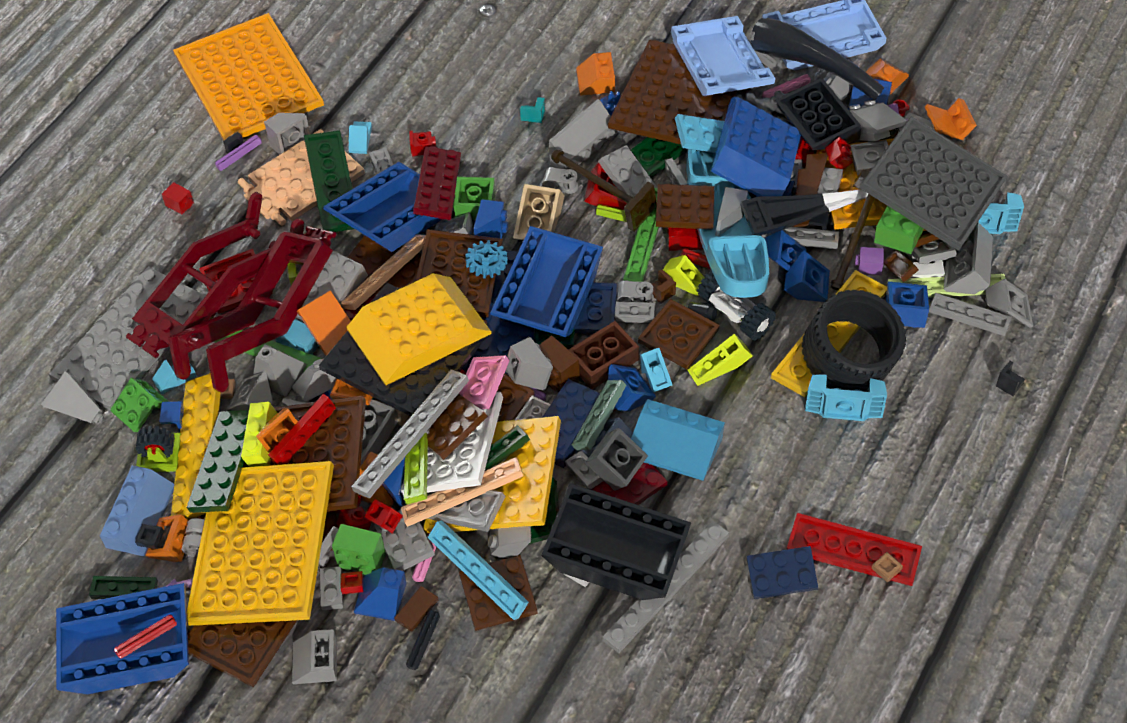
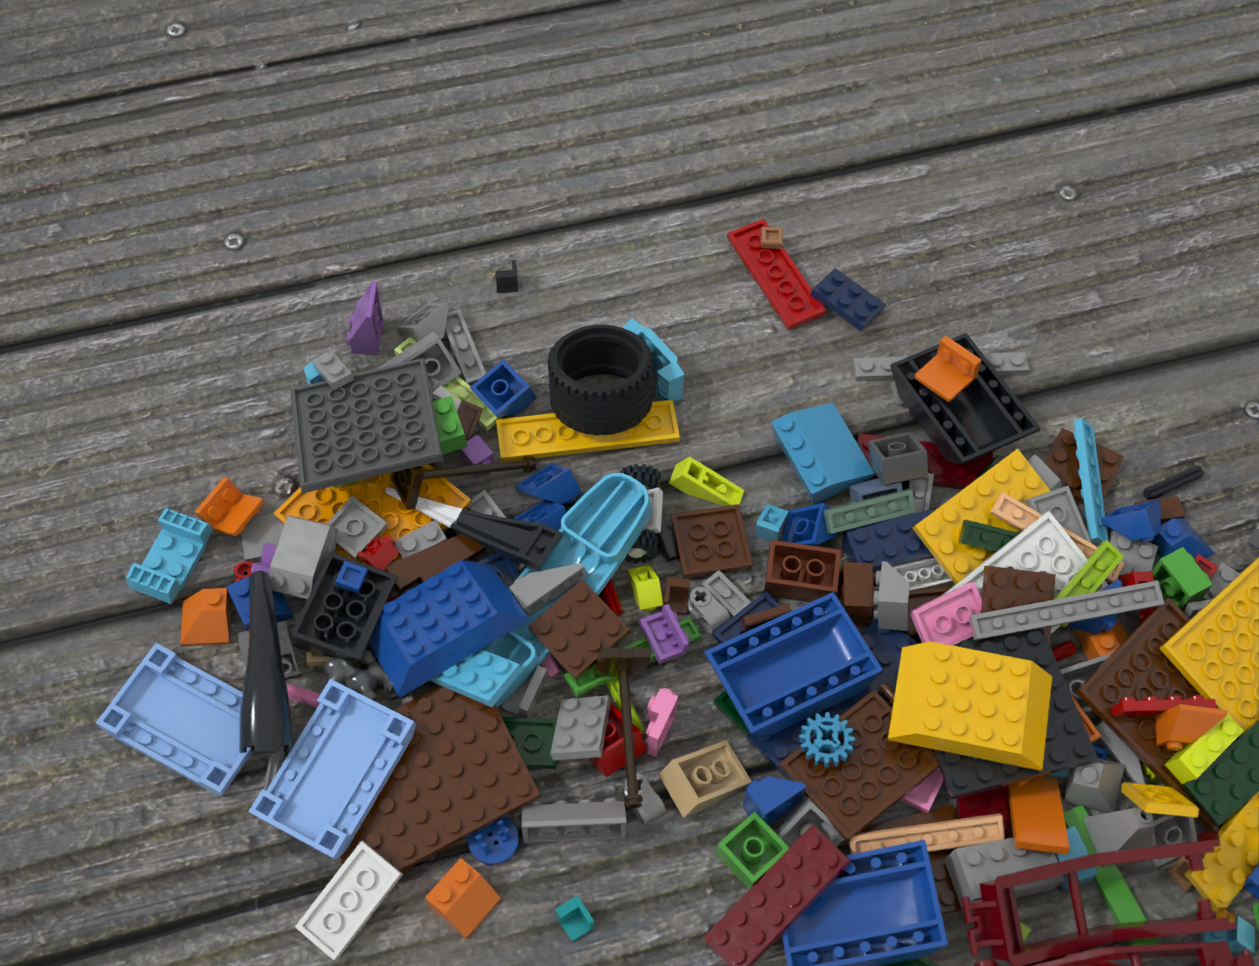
camera: 140 degrees left, 5 degrees up
(264, 375) = (1159, 799): none -> yellow tile
(424, 566) = (1136, 521): none -> blue slope
(591, 211) = (661, 716): none -> bright pink plate
(592, 306) = (760, 618): none -> reddish brown tile
(639, 251) = (665, 635): none -> medium lavender bracket
(643, 537) = (949, 370): none -> orange bracket
(645, 29) = (348, 900): none -> white plate
(830, 119) = (351, 577): none -> blue plate
(942, 79) = (170, 557): none -> medium azure plate
(999, 199) = (332, 370): none -> light grey plate
(1036, 266) = (366, 323): none -> medium lavender slope

